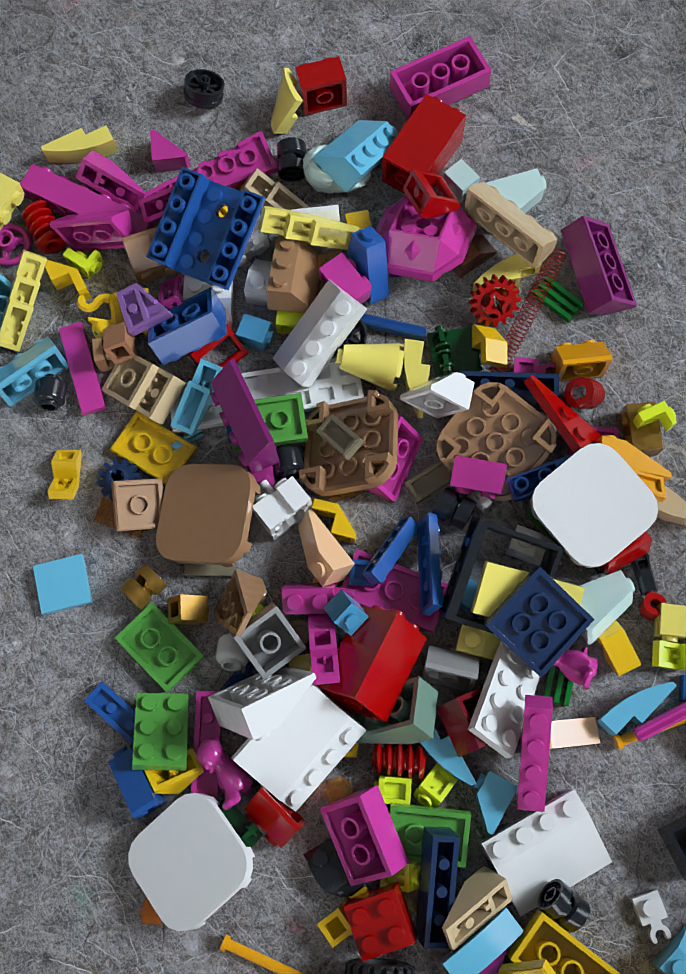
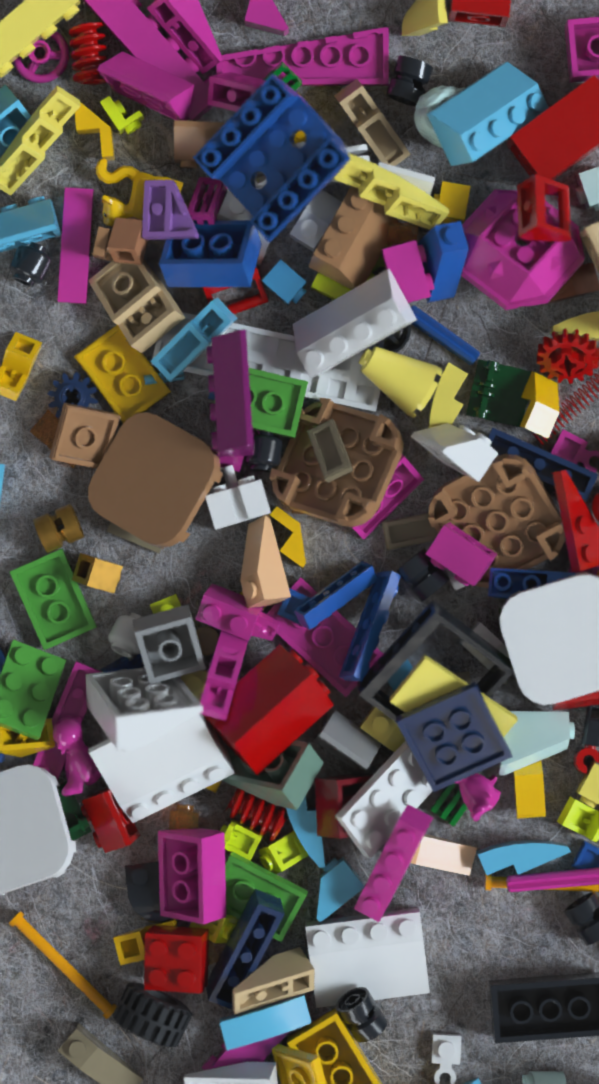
camera: 15 degrees right, 15 degrees up
(239, 601) = (154, 592): medium nougat wedge -> none
(346, 612) = (260, 647): dark azure brick -> none

